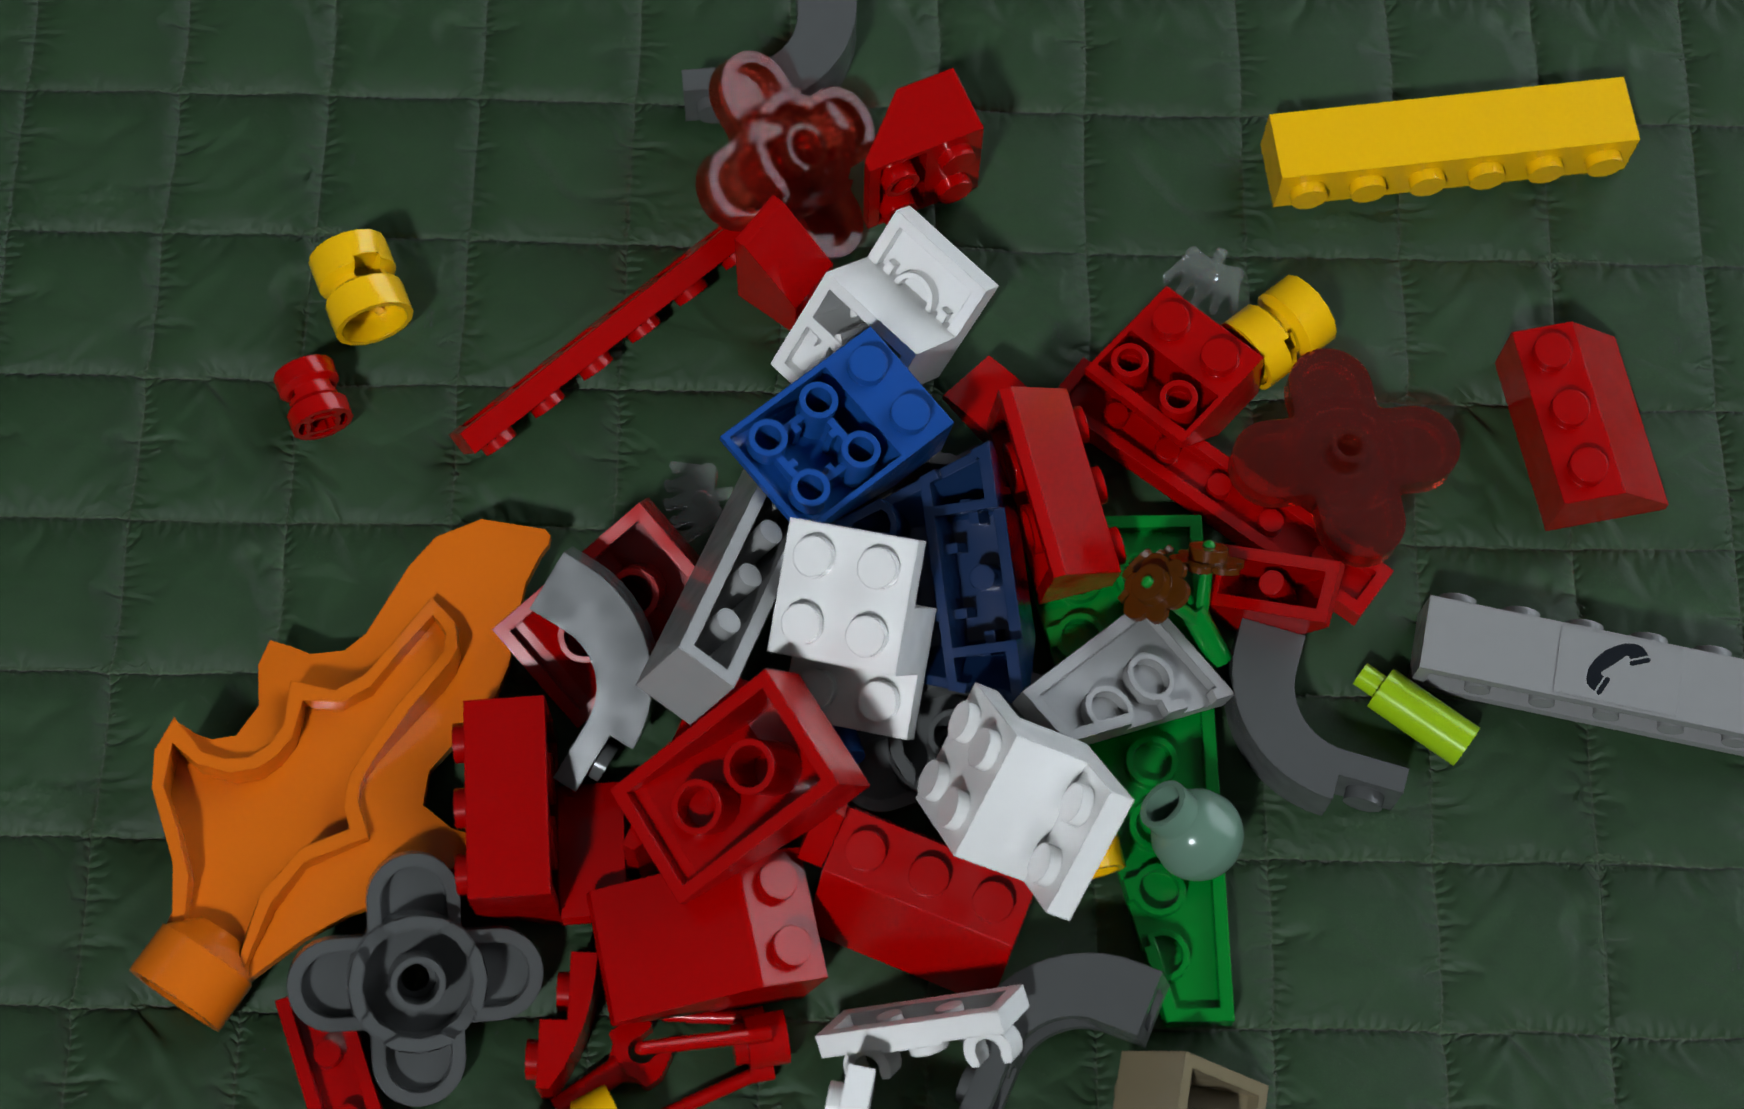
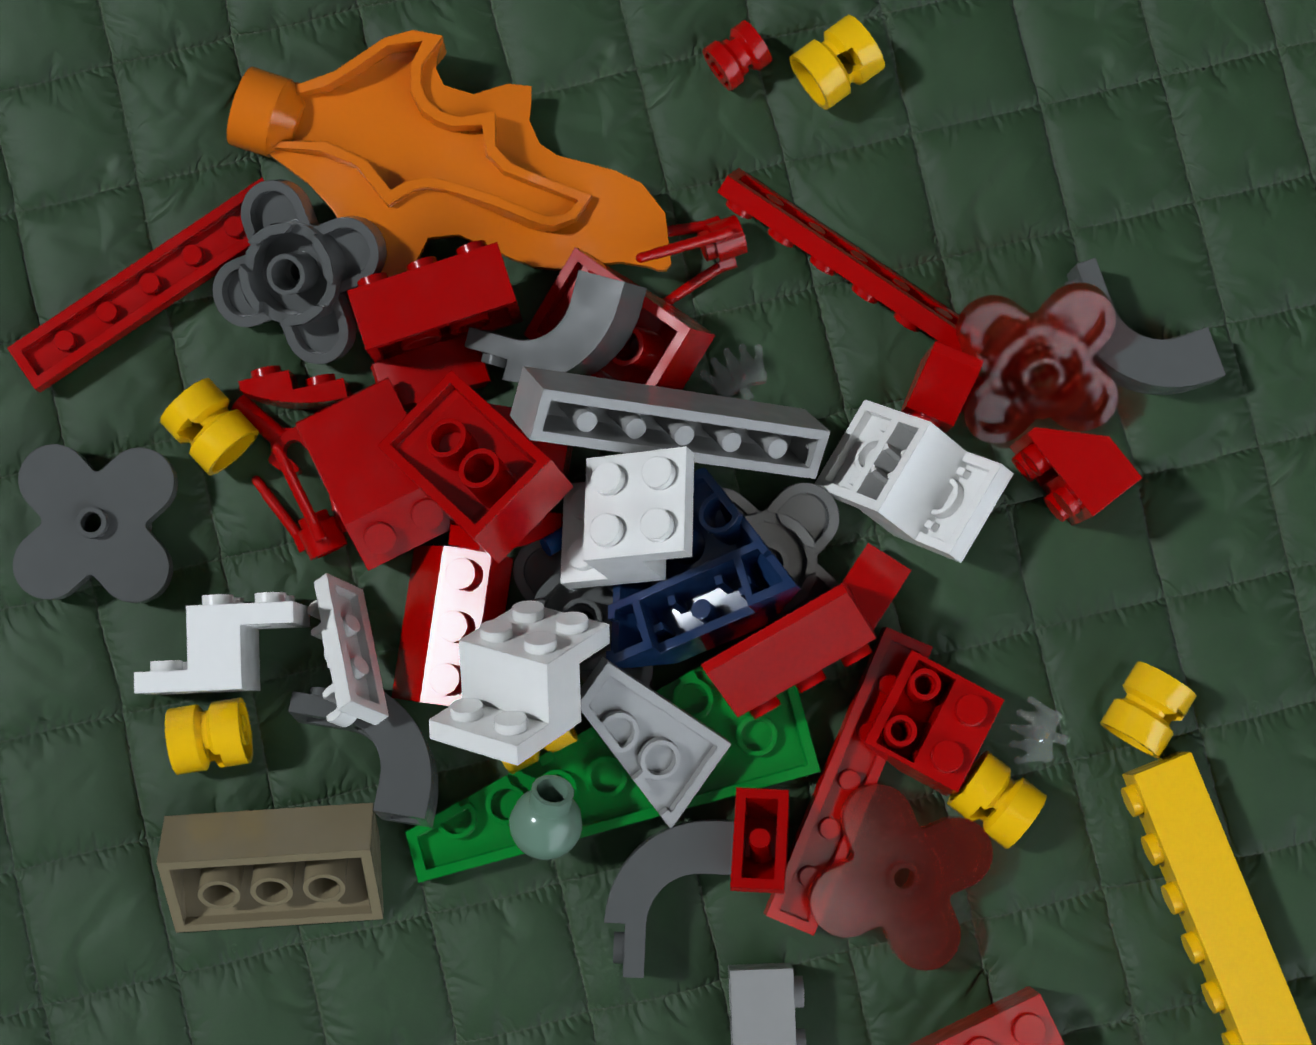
camera: 75 degrees right, 15 degrees up
(531, 476) = (717, 240): none -> red plant
(840, 432) = (784, 465): blue slope -> none
(1158, 585) = (722, 753): reddish brown plant -> none
(1201, 144) = (1148, 709): none -> yellow wheel
(1417, 713) = (702, 977): lime cylinder -> none

